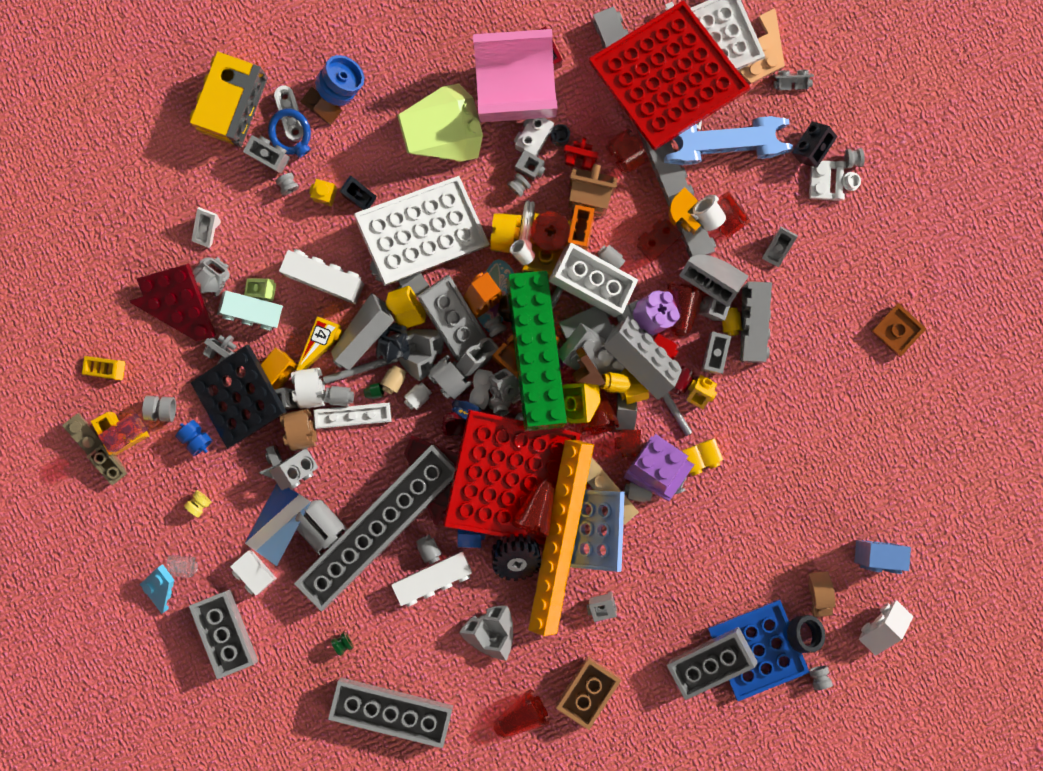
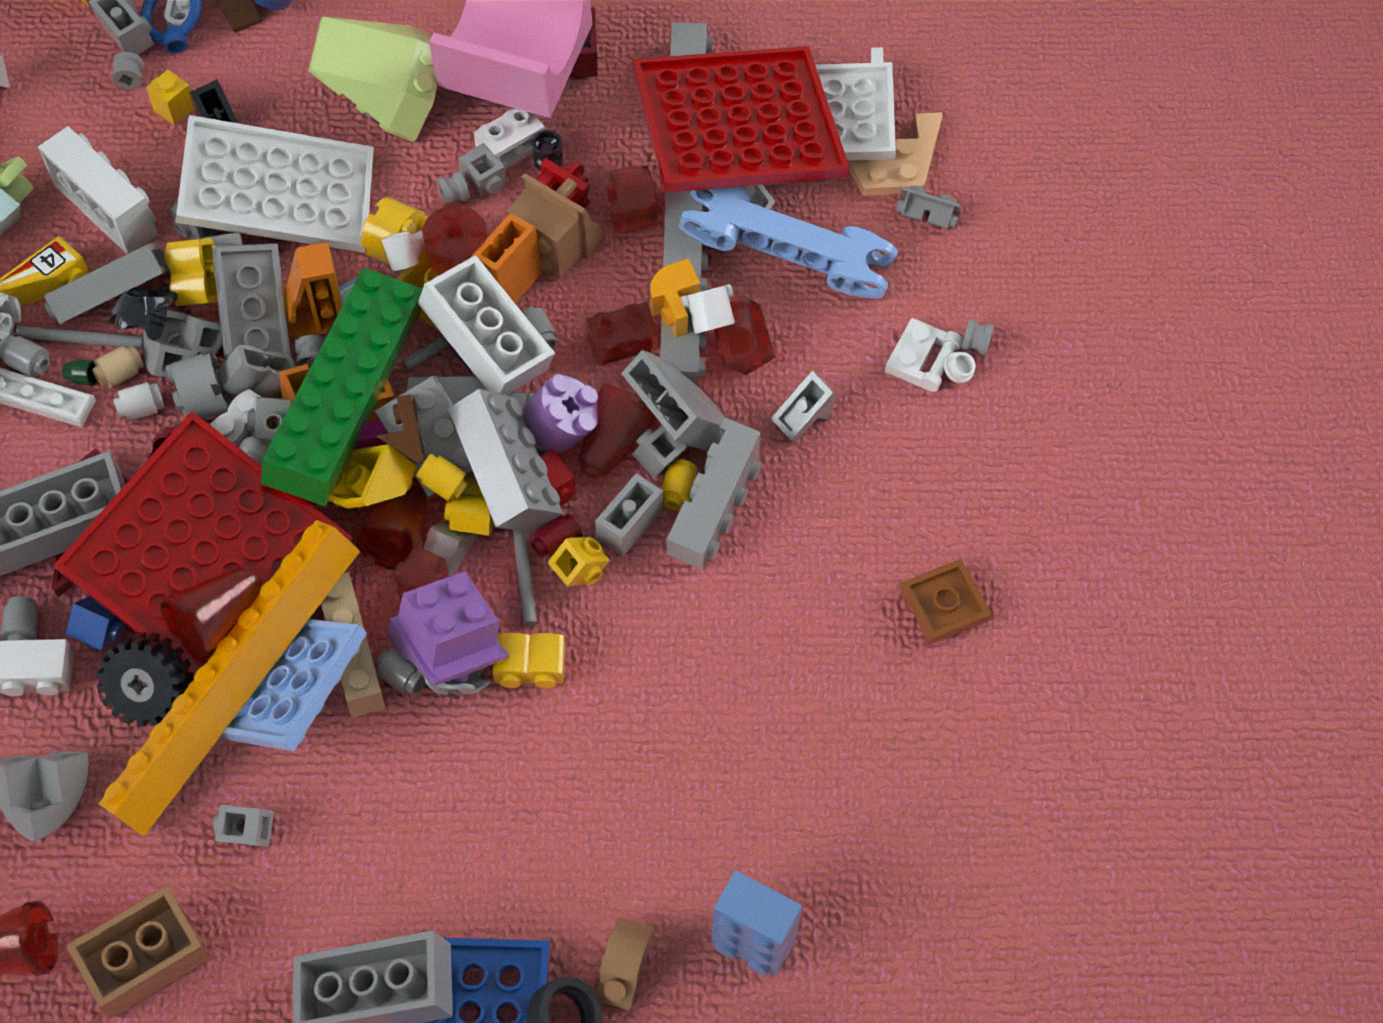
camera: 20 degrees right, 25 degrees down
(814, 144) = (921, 293): black brick -> none

